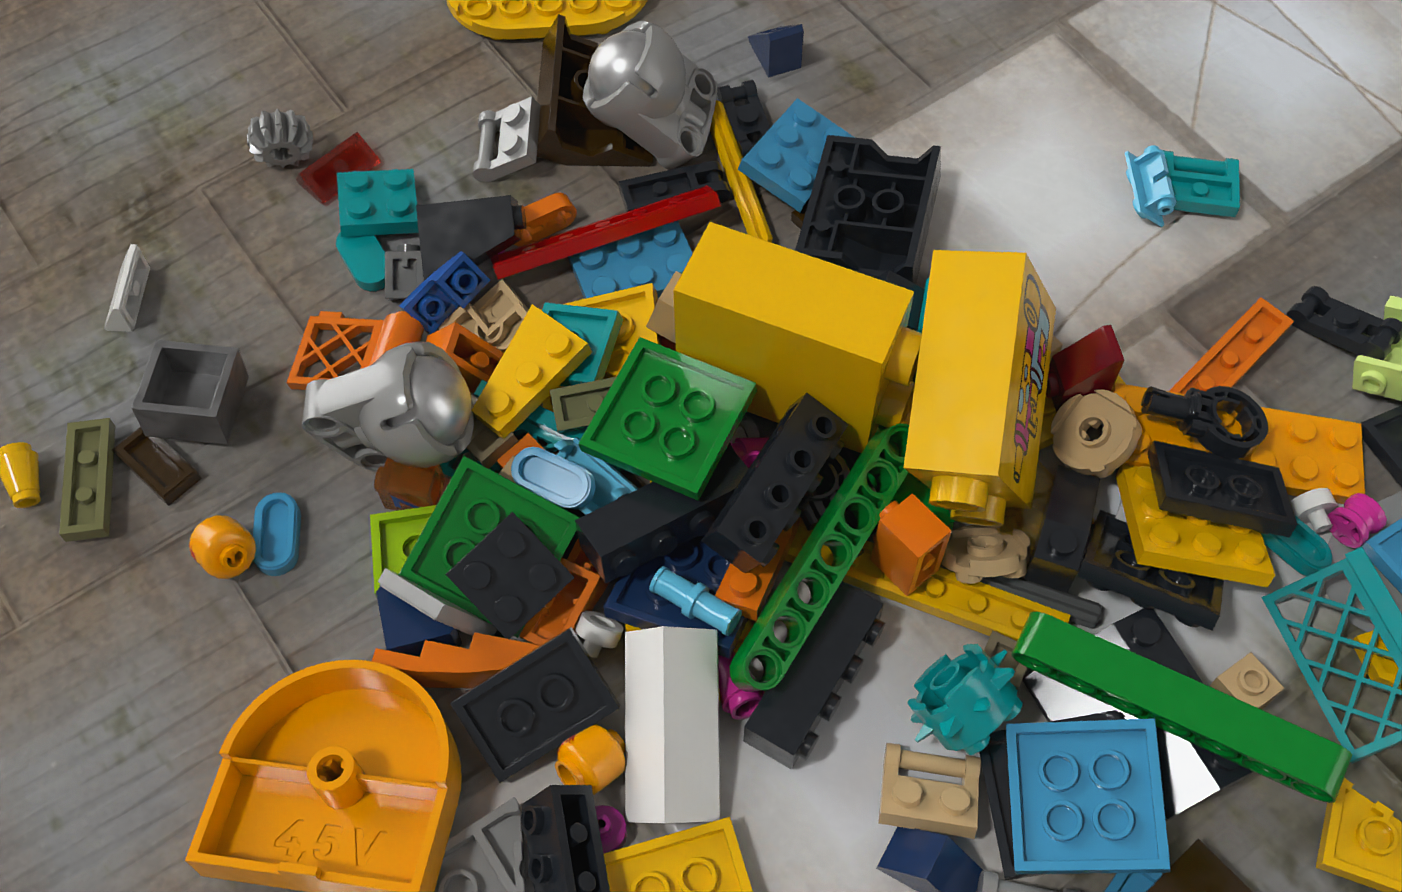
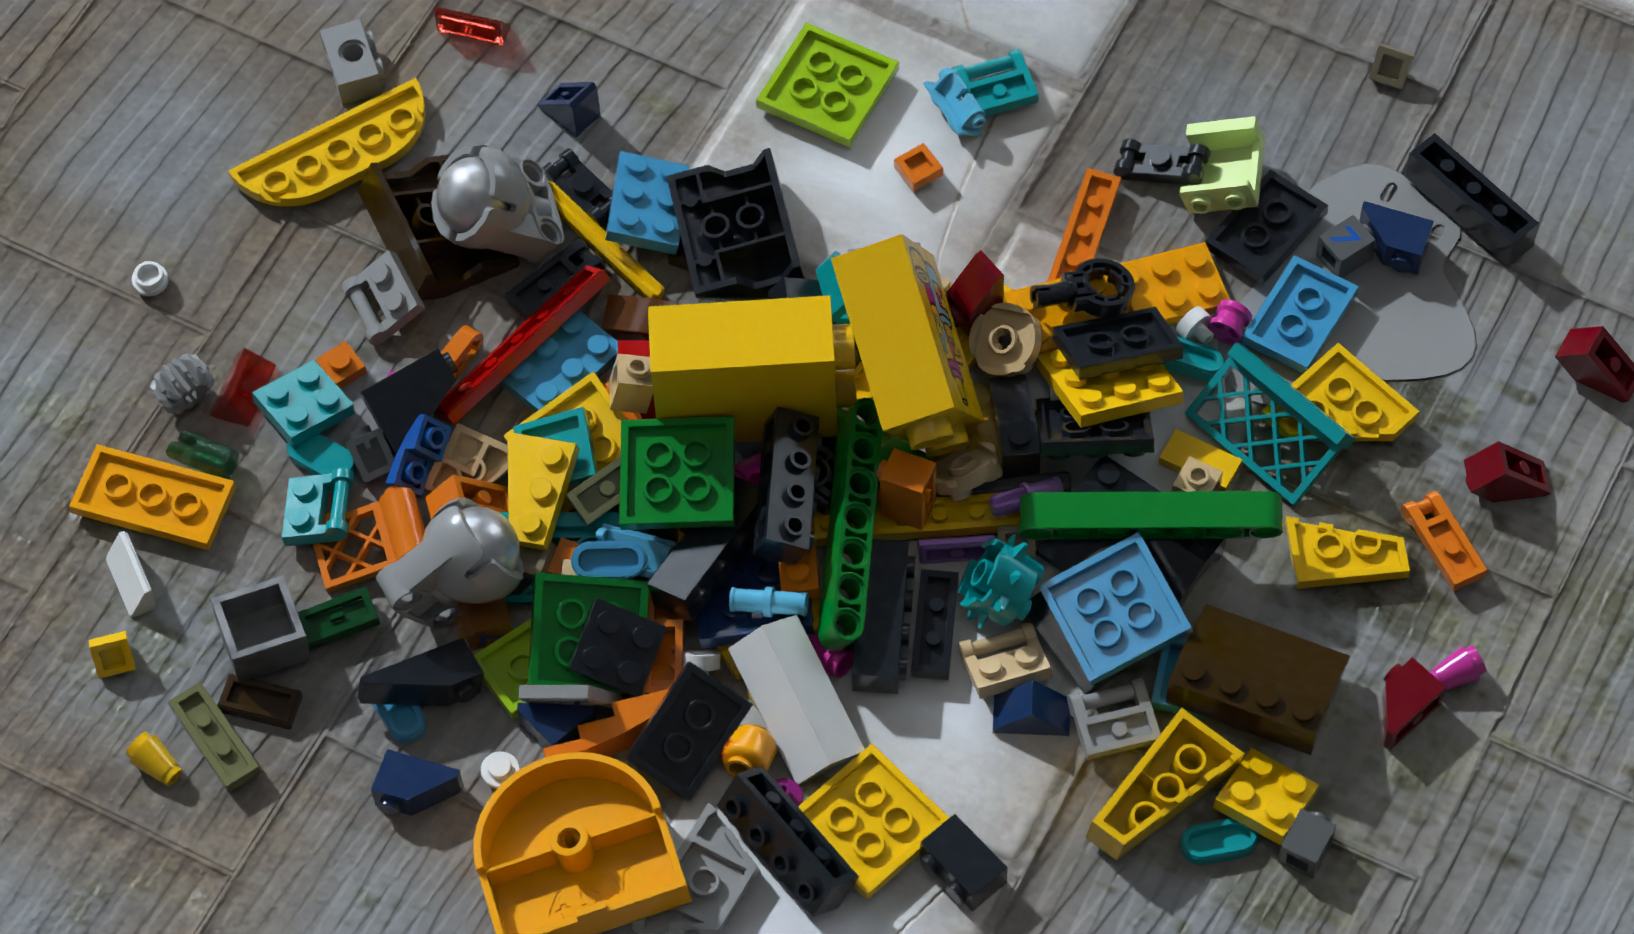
camera: 25 degrees left, 0 degrees up
(55, 354) = (112, 654): none -> yellow tile
(193, 229) = (152, 497): none -> light orange plate
(222, 546) = (367, 734): light orange head -> none
(231, 620) = (413, 784): none -> dark blue slope
(262, 212) = (203, 454): none -> clear green hinge
(269, 416) = (338, 618): none -> dark green plate
(319, 518) = (428, 679): none -> black slope
(322, 44) = (149, 278): none -> white plate
(325, 302) = (307, 508): none -> teal plate
(330, 645) = (498, 768): none -> white plate
(435, 184) = (342, 365): none -> orange plate
(870, 710) = (934, 624): none -> black plate
(933, 631) = (952, 548): none -> medium lavender slope
(1017, 610) = (1008, 501): none -> medium lavender axle
(1029, 120) = (827, 84): none -> lime plate
(1083, 228) = (918, 167): none -> orange plate
(1245, 636) = (1184, 445): none -> yellow tile

